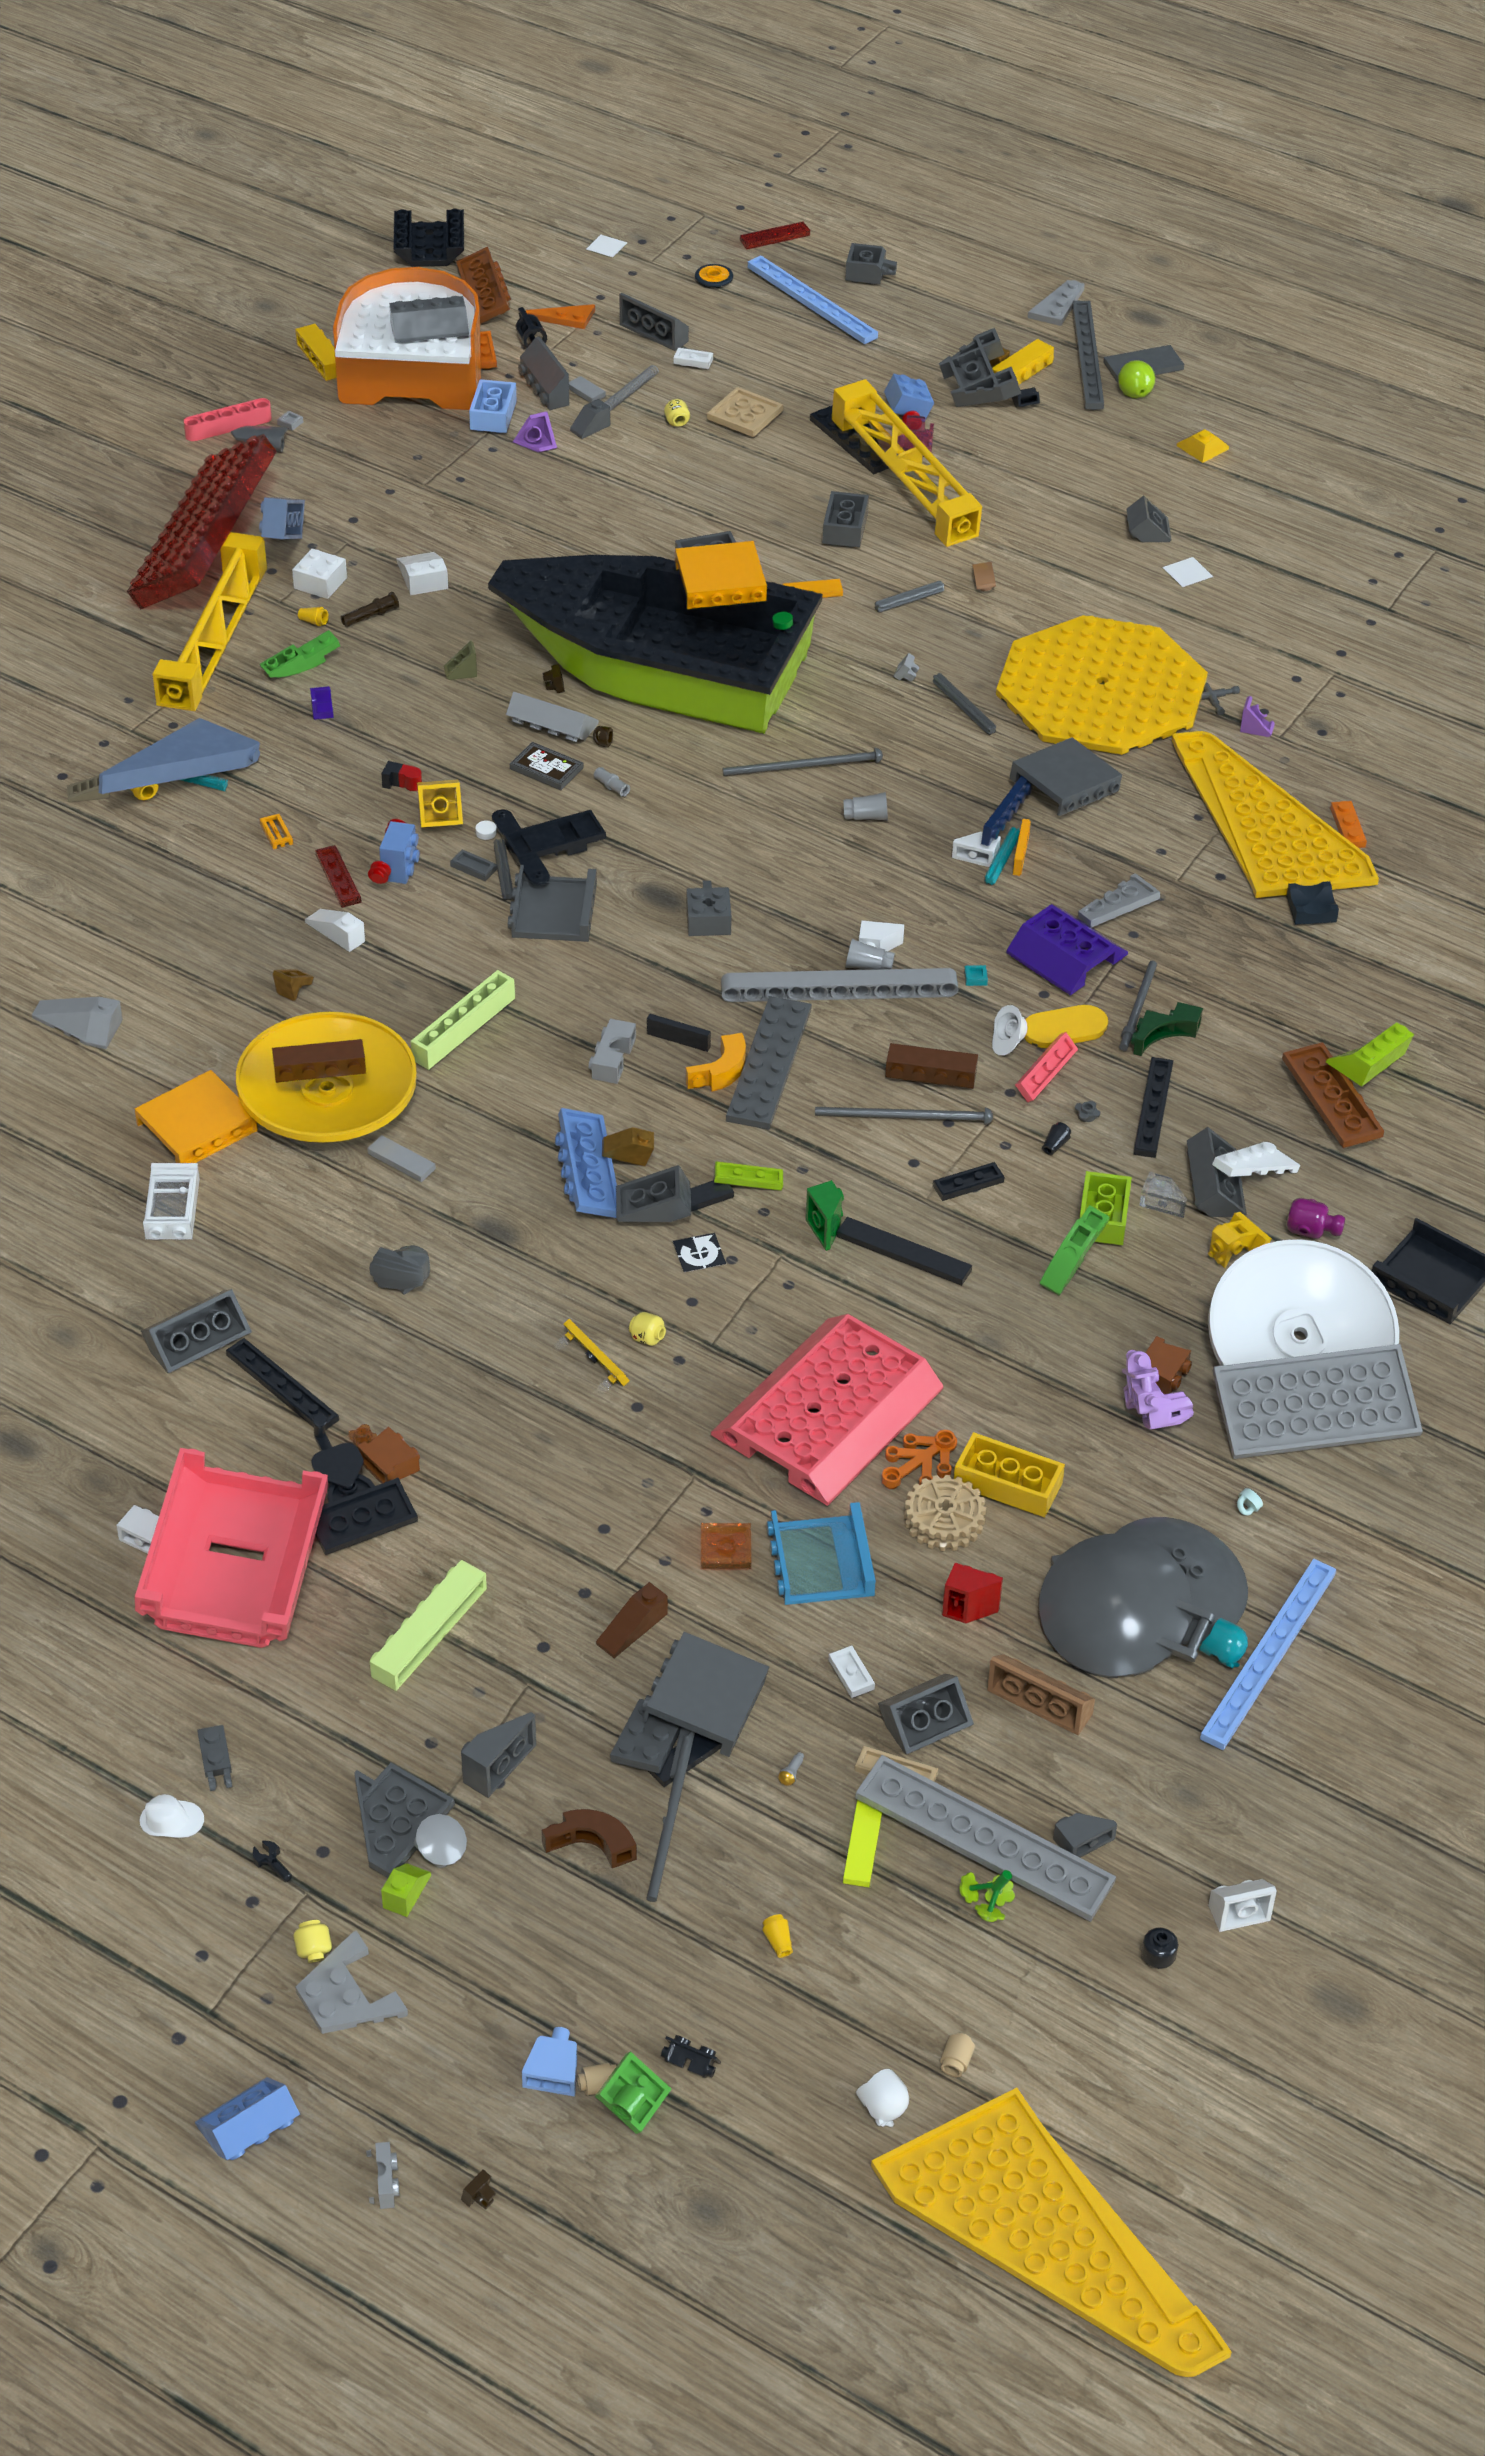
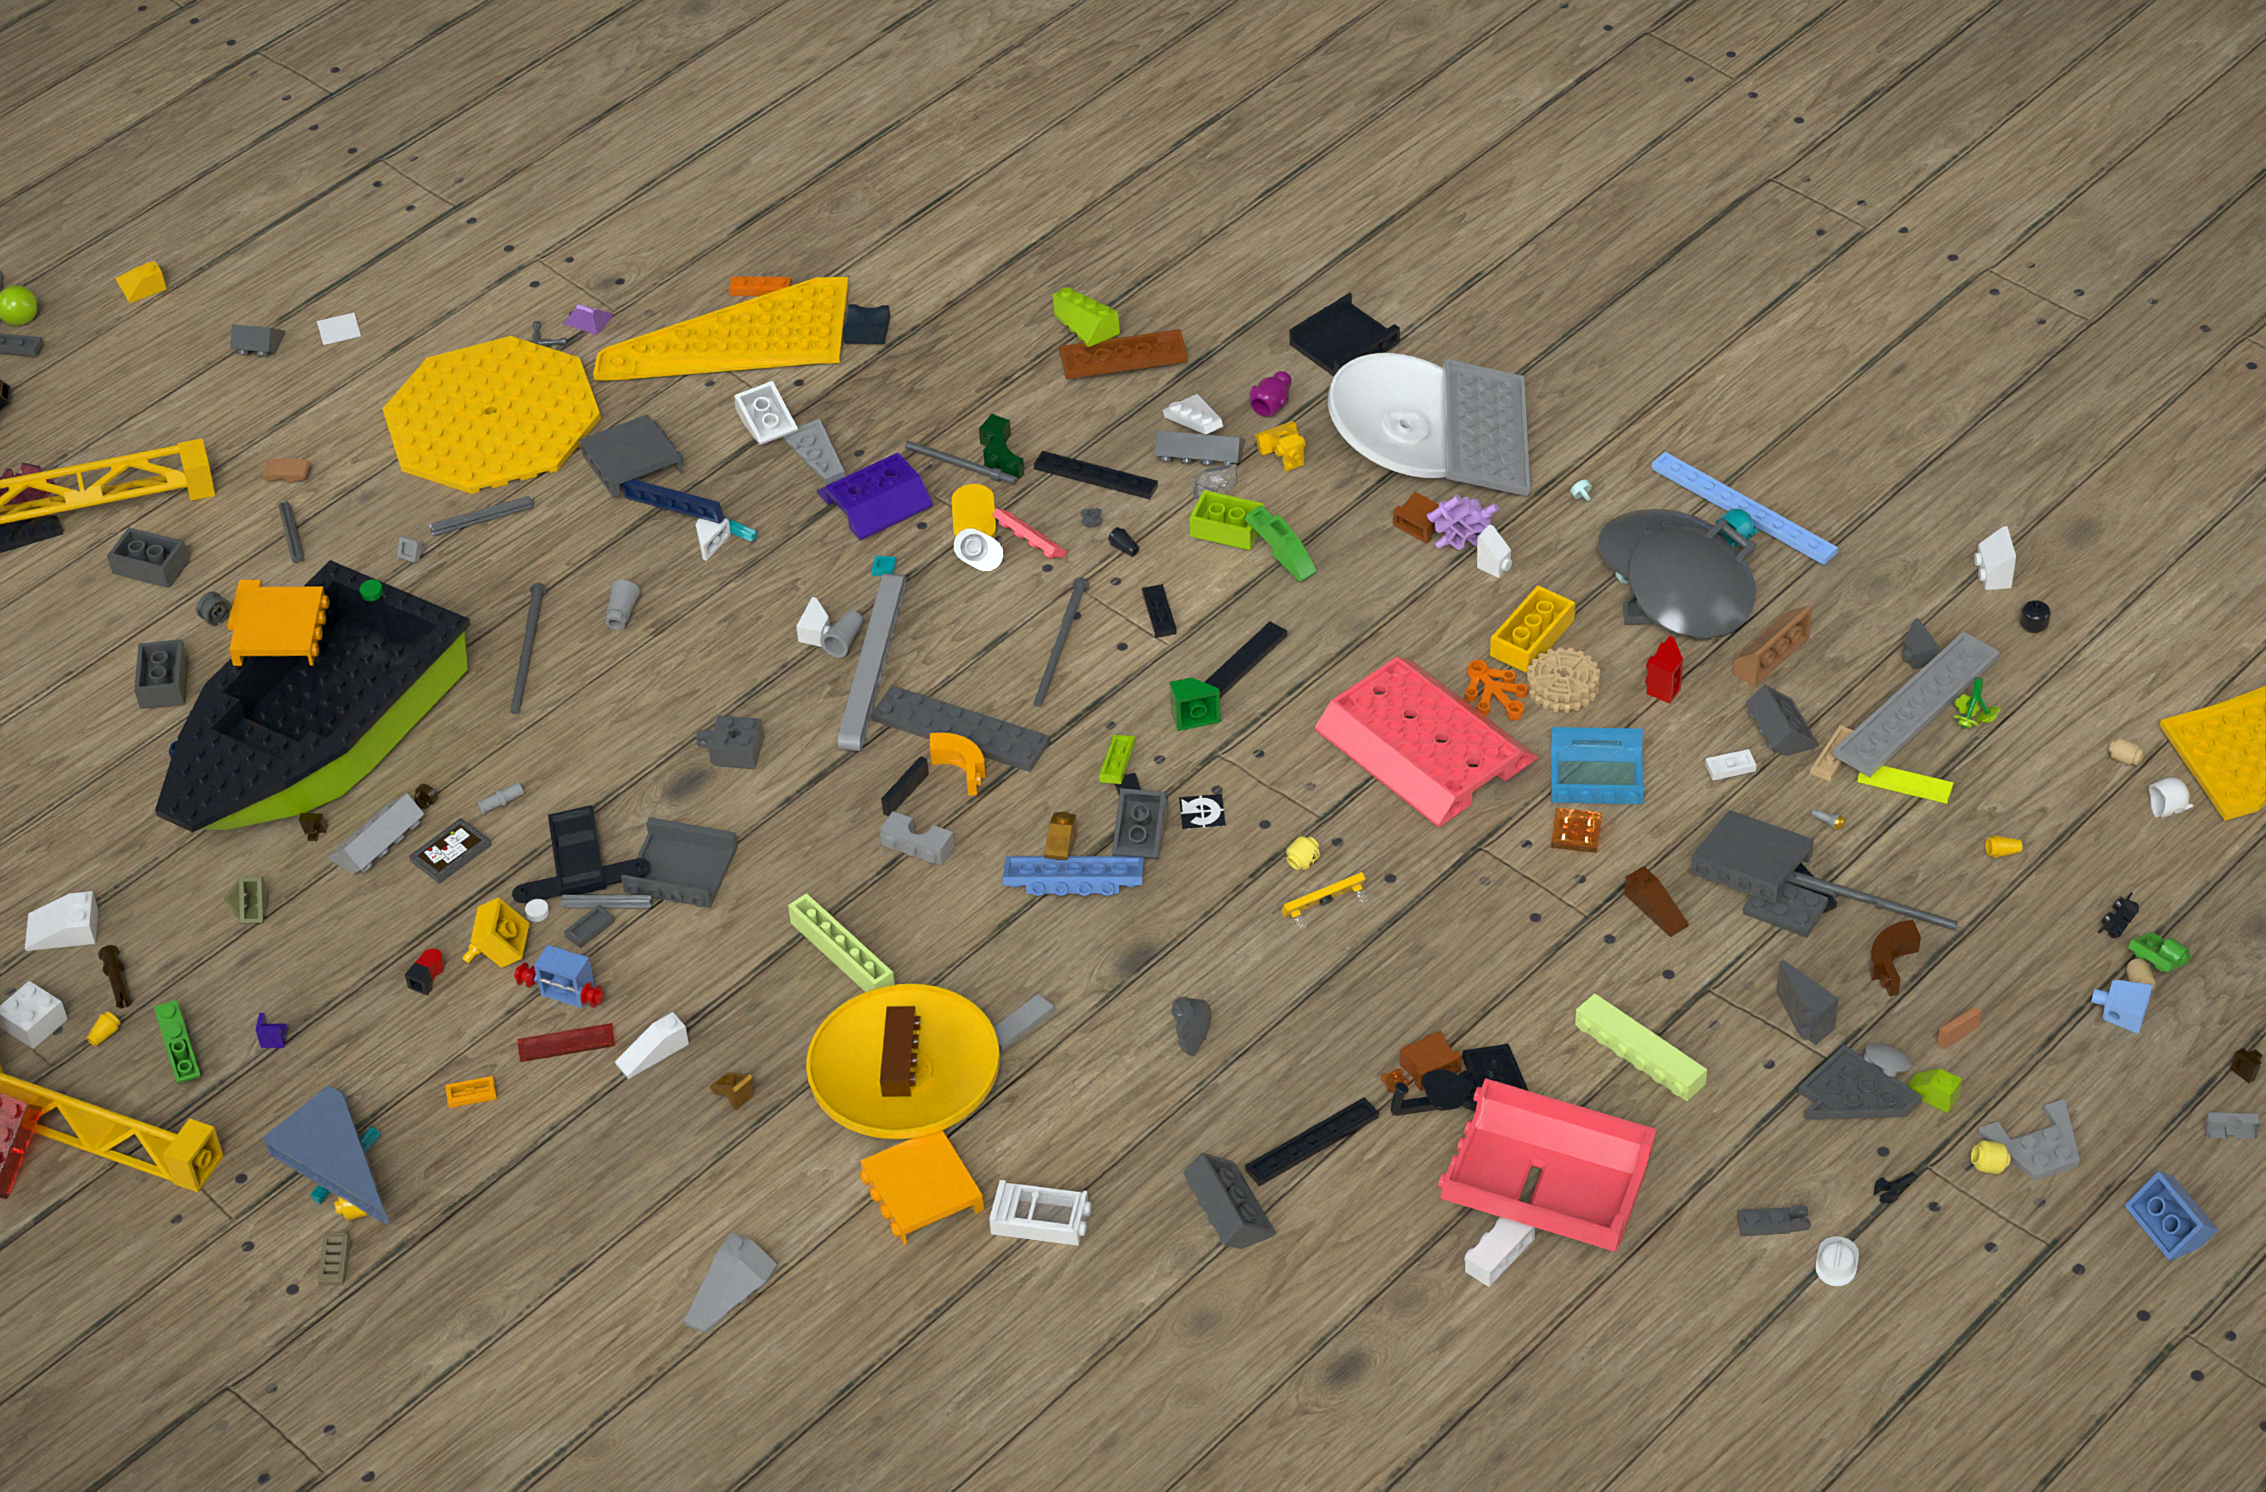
camera: 75 degrees left, 0 degrees up
(494, 1904) = (1959, 1027): none -> nougat tile
(793, 569) = (213, 608): none -> dark grey wheel
(931, 1065) = (1010, 608): reddish brown brick -> none
(1021, 847) = (730, 506): light orange tile -> none
(1117, 1427) = (1493, 552): none -> white slope
(1153, 853) = (764, 413): none -> white slope

